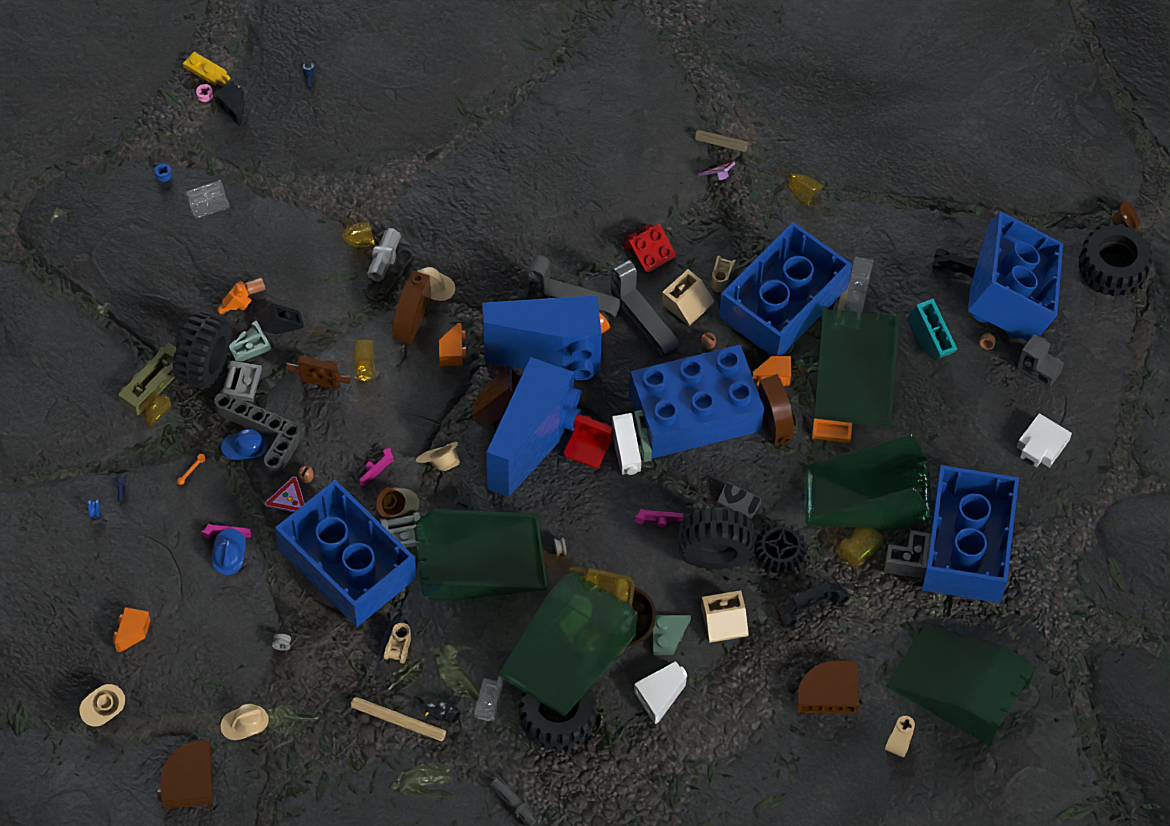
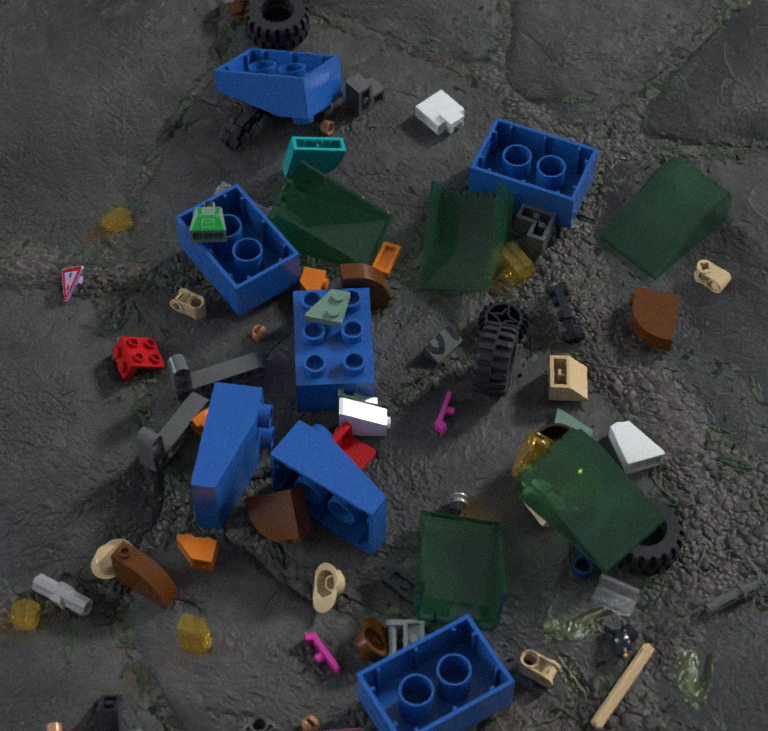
camera: 75 degrees left, 5 degrees down
(318, 372) = (195, 681): reddish brown plate -> none
(687, 297) = (209, 336): tan slope -> none
(719, 376) = (330, 308): none -> sand green wing
(721, 140) = (35, 274): dark tan axle -> none
(787, 249) = (208, 224): none -> sand green torso

